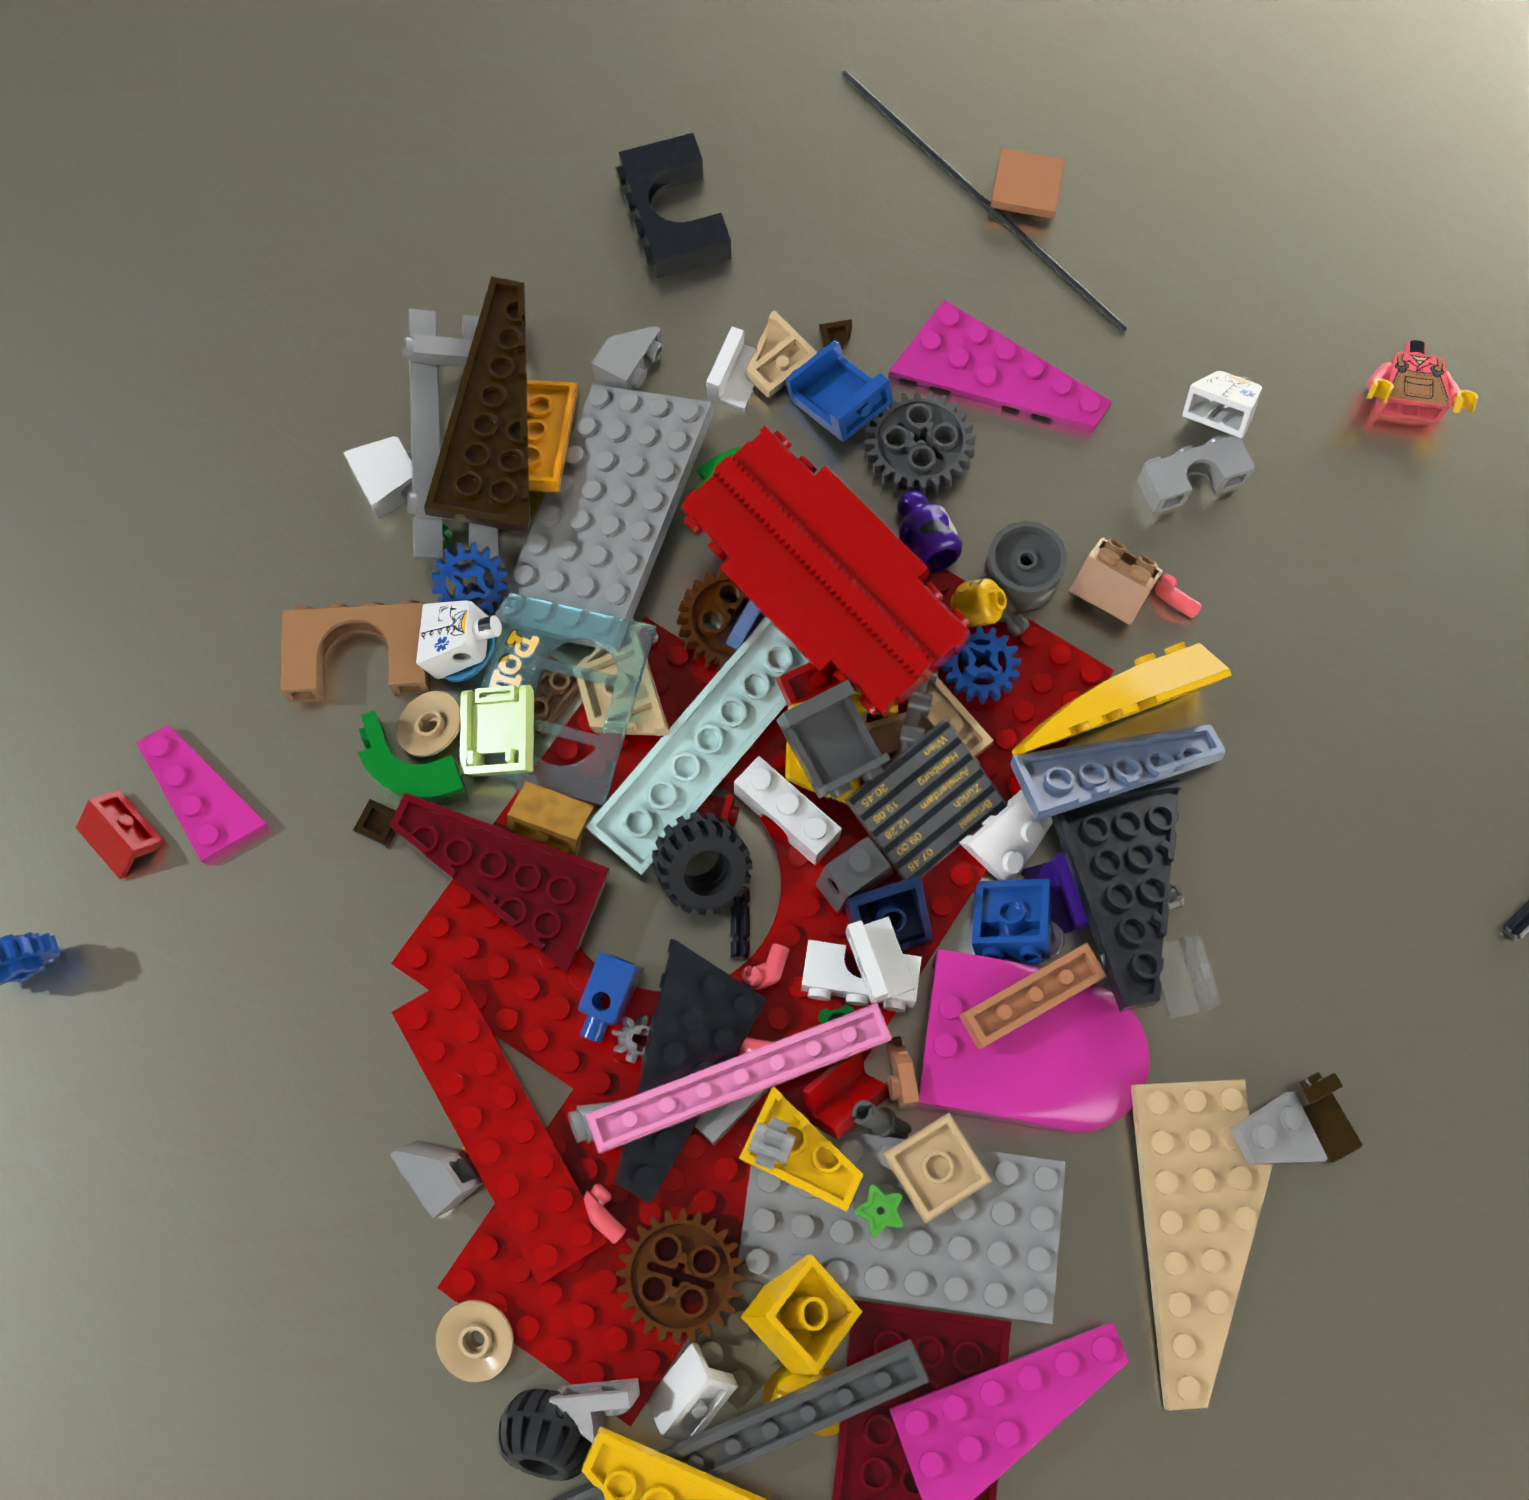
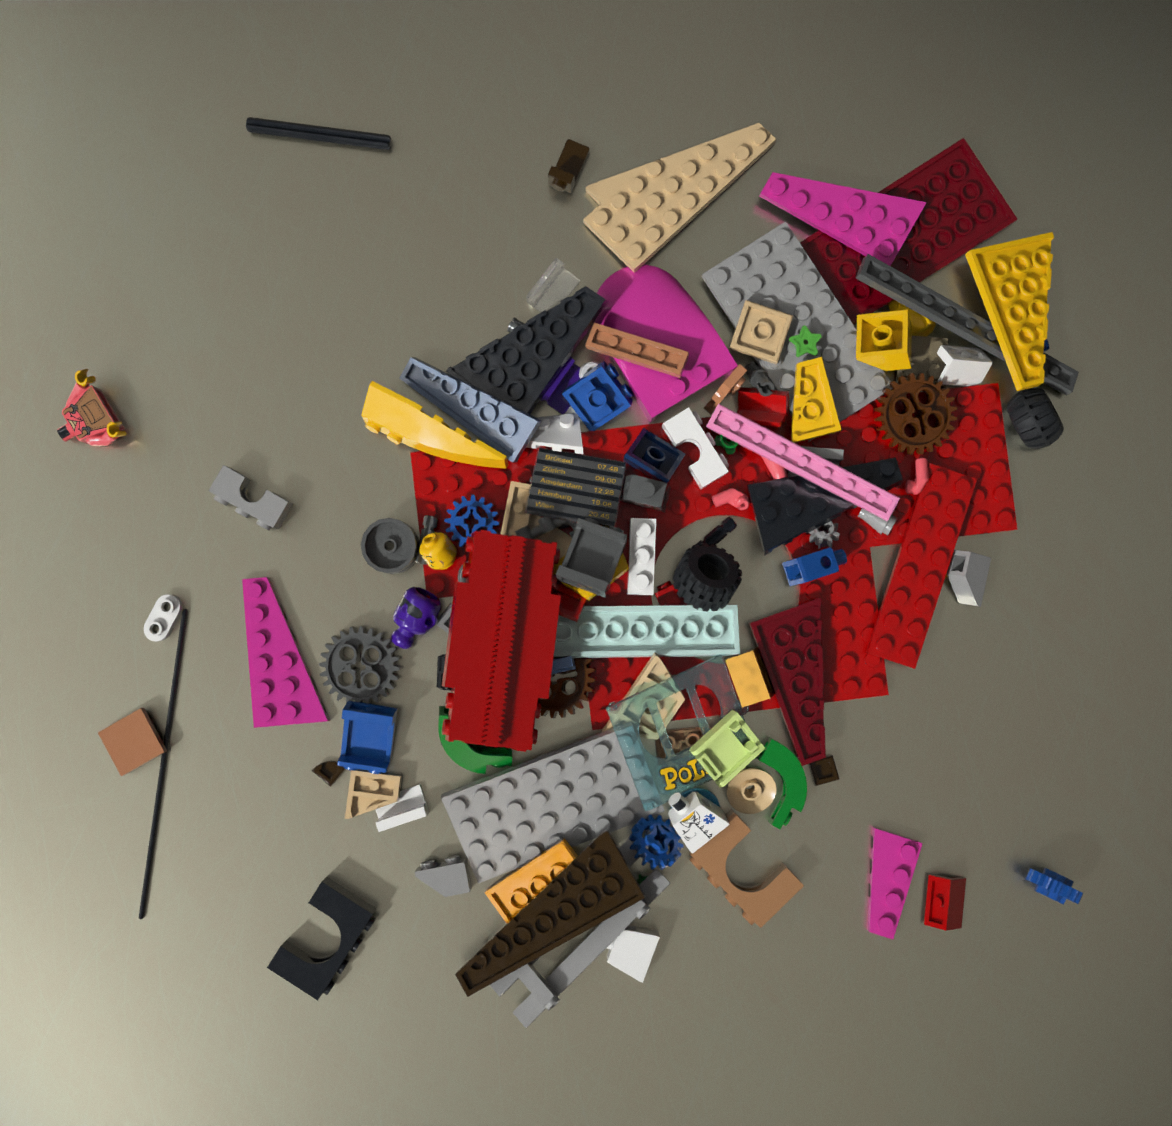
camera: 125 degrees left, 15 degrees up
(459, 1349) = (1033, 487): tan dish -> none
(589, 1400) = (1003, 404): light grey slope -> none
(771, 1143) = (824, 416): light grey gear -> none
(879, 959) = (683, 441): white panel -> none
(1116, 579) = (355, 491): medium nougat slope -> none
(1131, 300) = (162, 618): none -> white plate
(1167, 591) = (338, 447): coral arm -> none
(1223, 402) = (193, 513): white torso -> none
(1279, 1134) = (598, 182): light grey wing -> none

